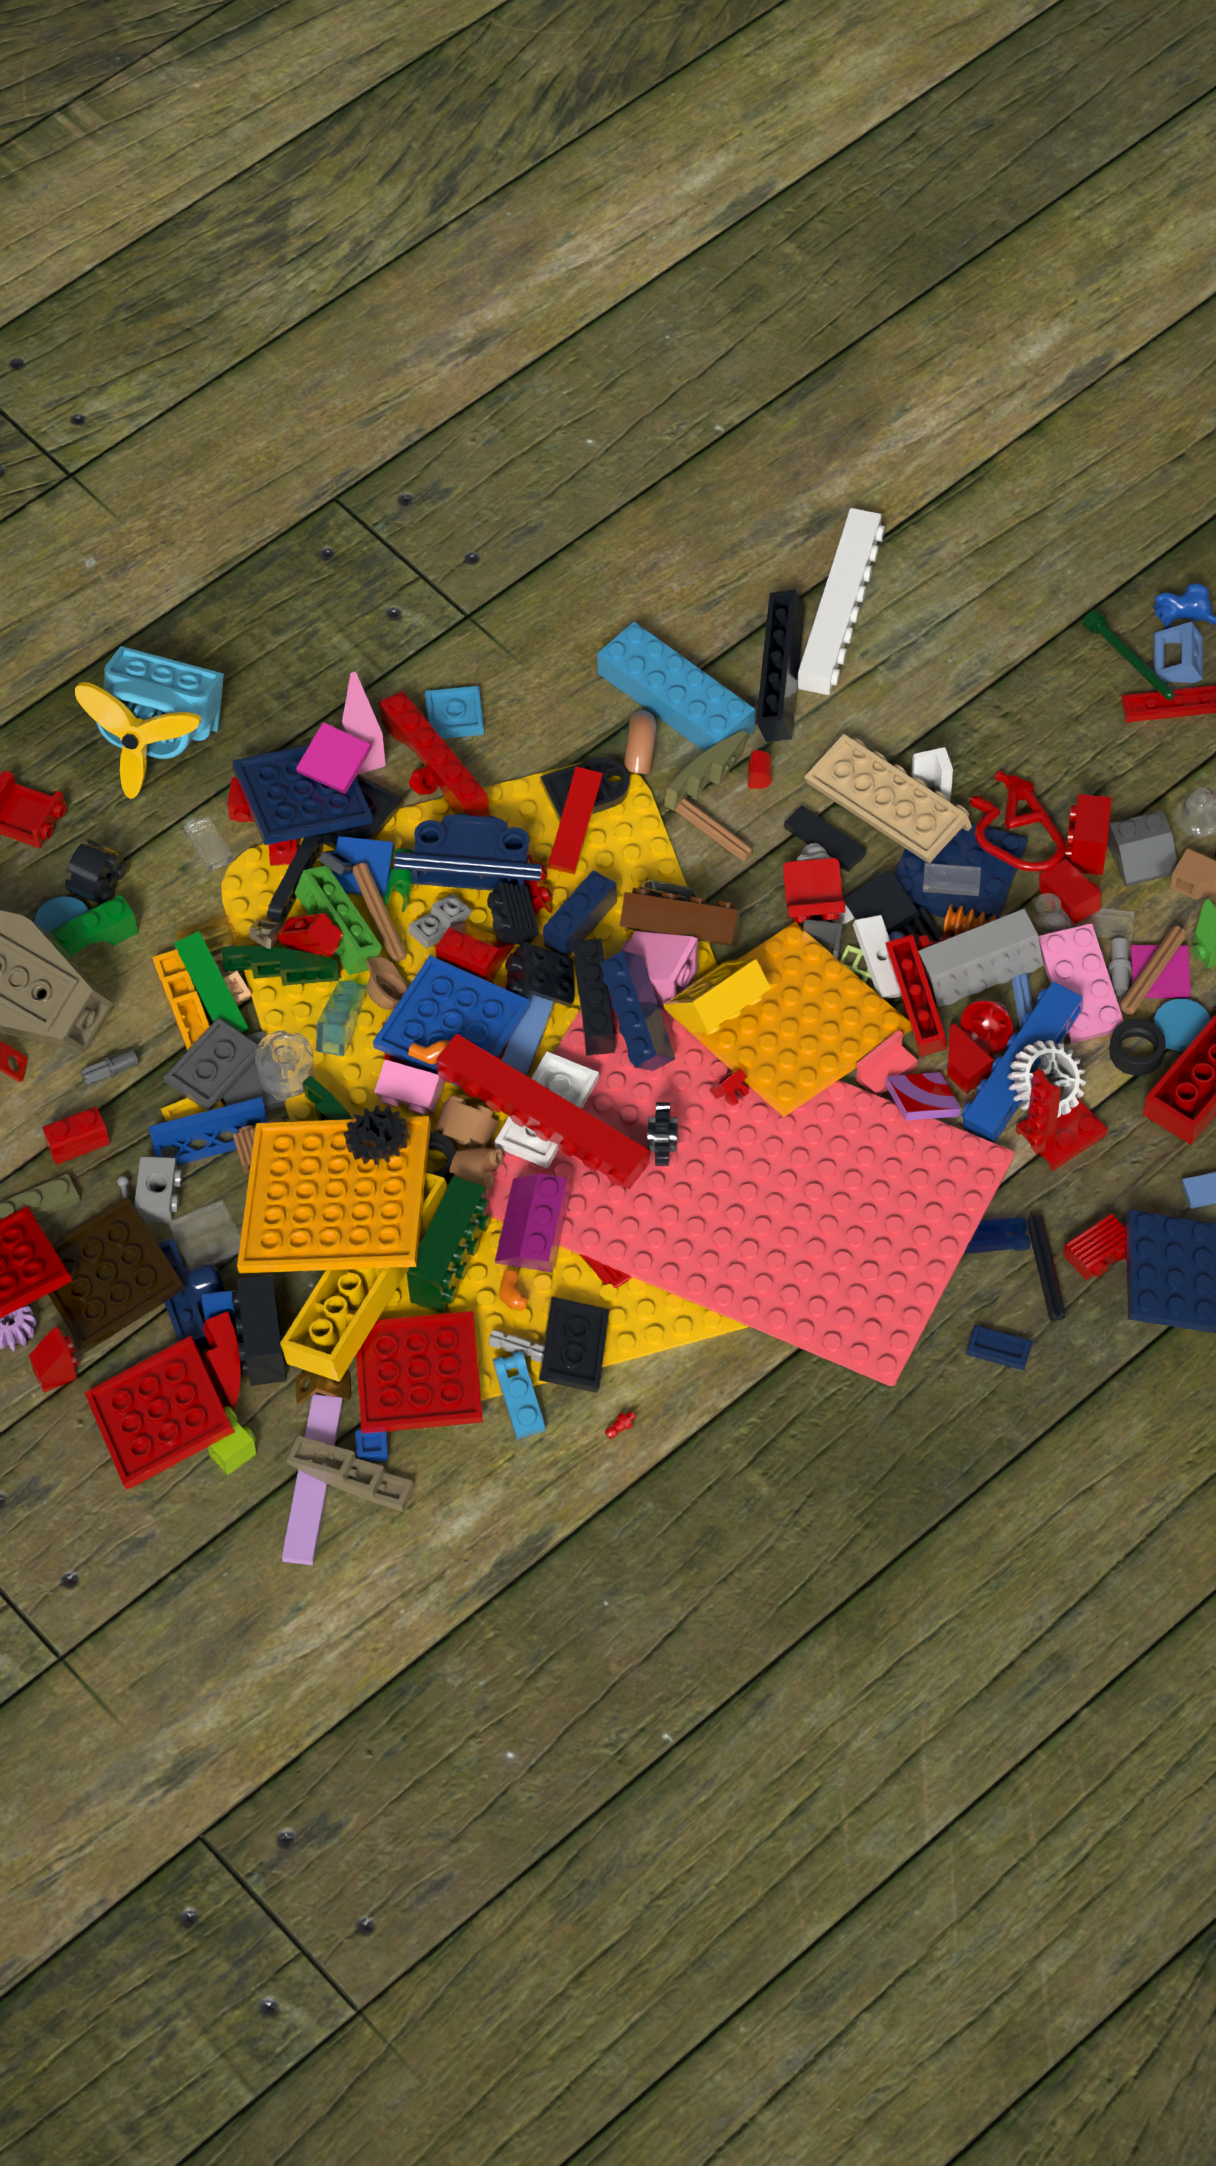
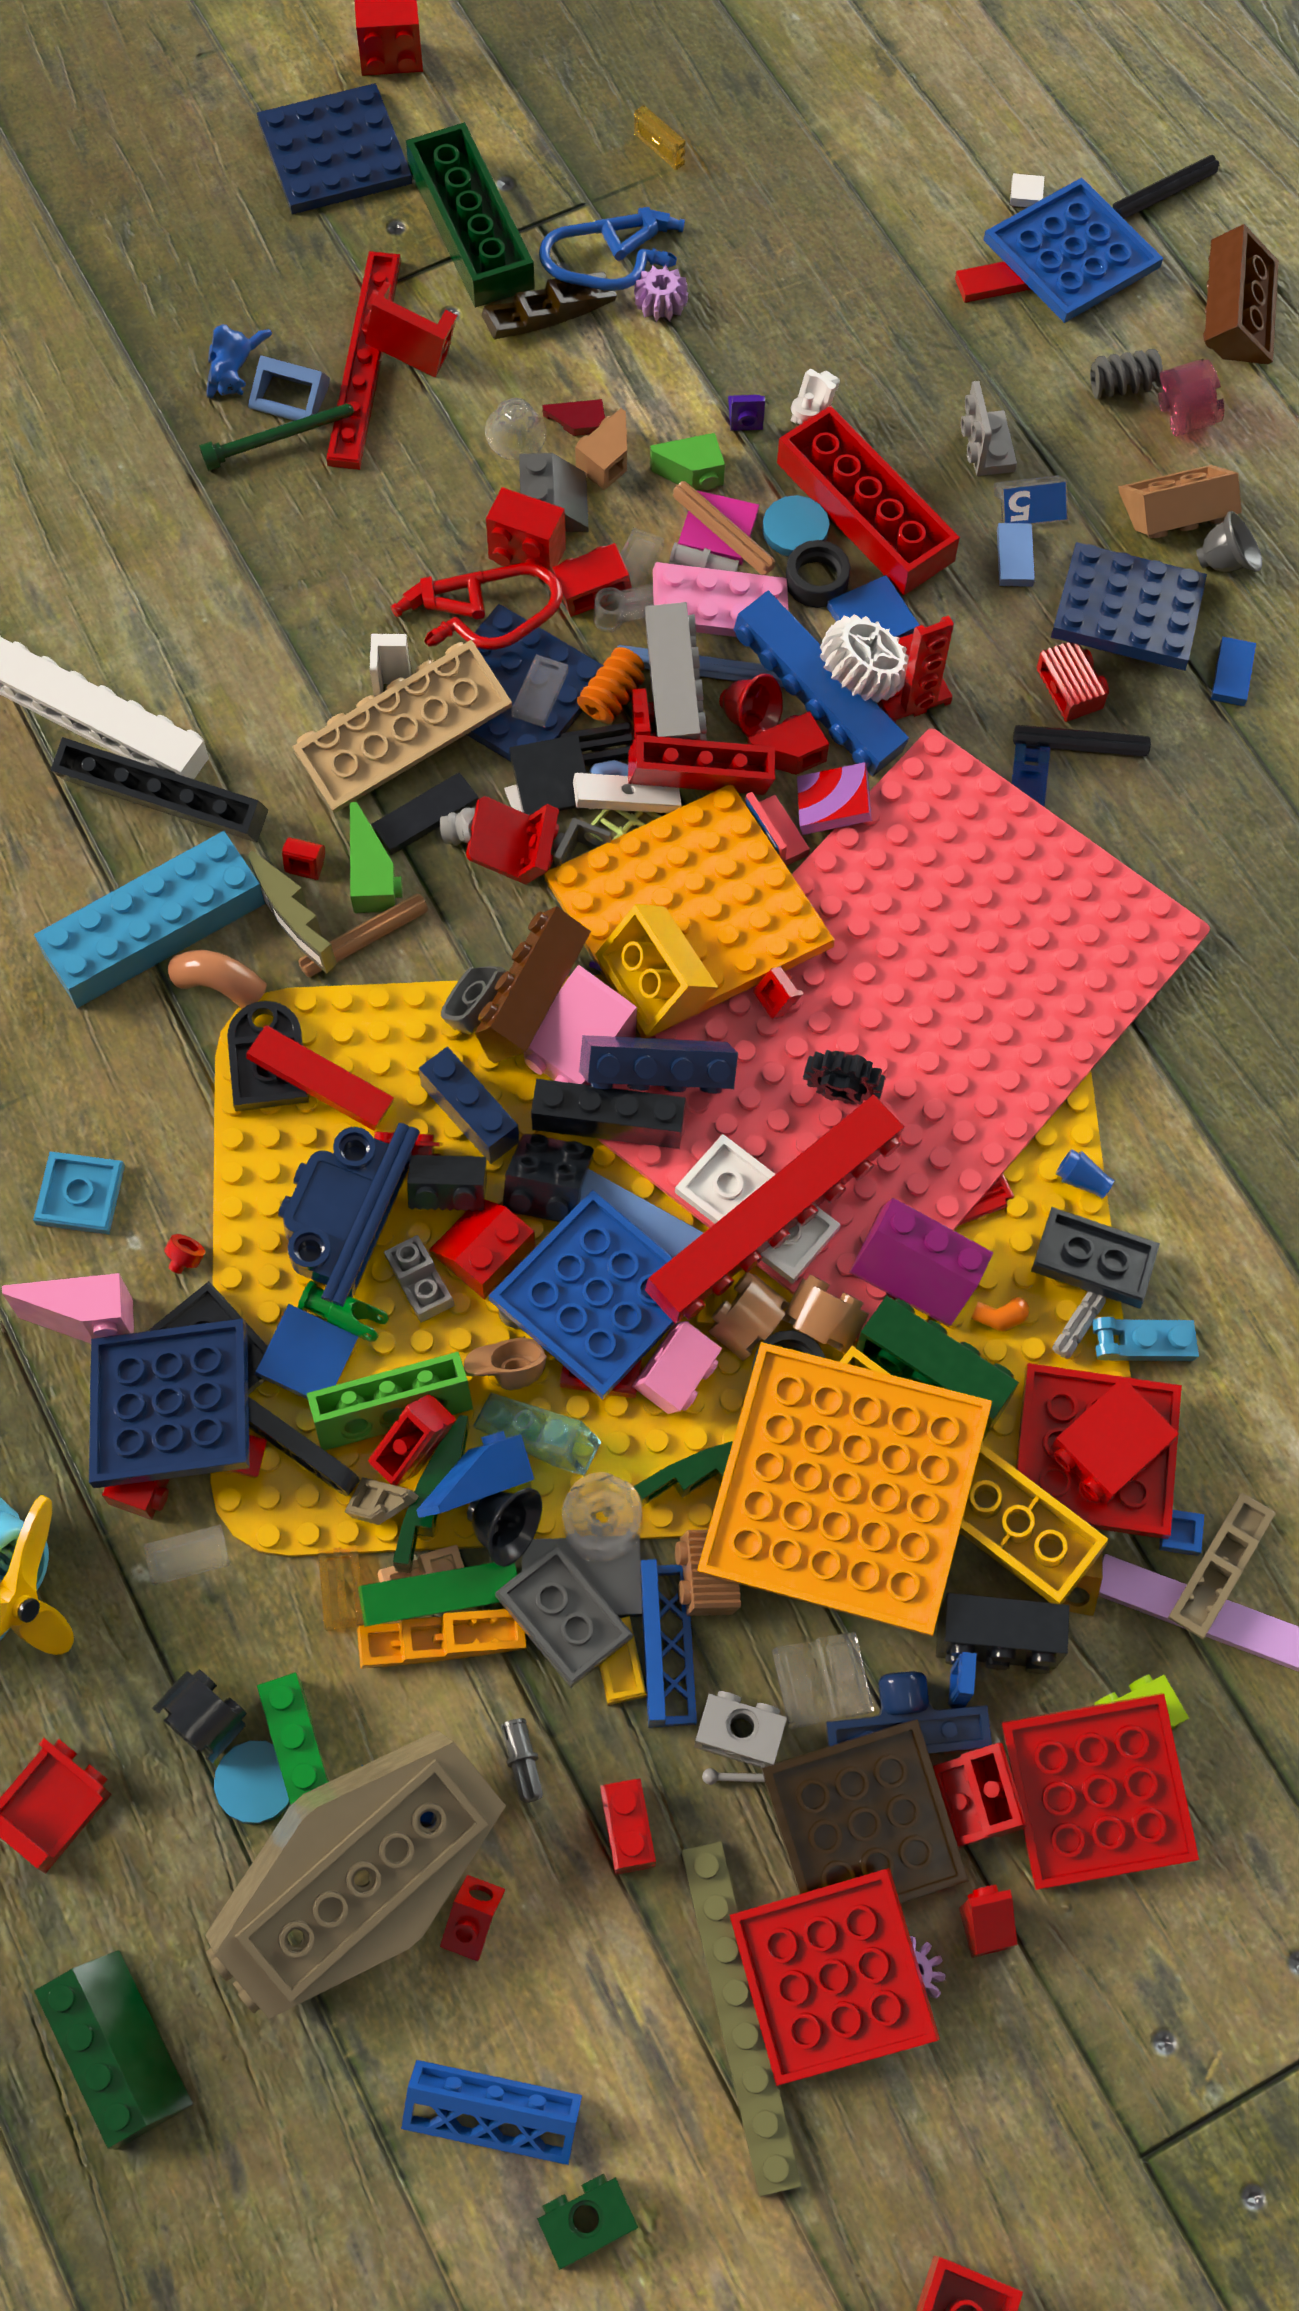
camera: 80 degrees left, 10 degrees up
(140, 1340) = (980, 1795): none -> red brick
(223, 1358) = (1033, 1689): red slope -> none
(264, 1011) = (506, 1523): none -> black hat
(297, 983) = (481, 1473): none -> blue slope
(334, 758) = (139, 1344): dark pink tile -> none
(337, 862) = (304, 1380): black tile -> none
(379, 912) = (388, 1348): medium nougat axle -> none
(390, 1136) = (800, 1406): black gear -> none
(413, 730) = (214, 1206): red arch -> none
(420, 1367) = (1113, 1441): none -> red panel
(427, 1054) = (650, 1323): orange arm -> none
(623, 1422) = (1199, 1233): red piece -> none
(642, 1324) = (1084, 1174): none -> blue cone
(763, 812) = (371, 869): none -> bright green slope
(999, 1347) = (1173, 814): dark blue tile -> none
(1114, 1096) = (879, 603): none -> blue tile
(1156, 1369) = (1233, 671): none -> blue tile

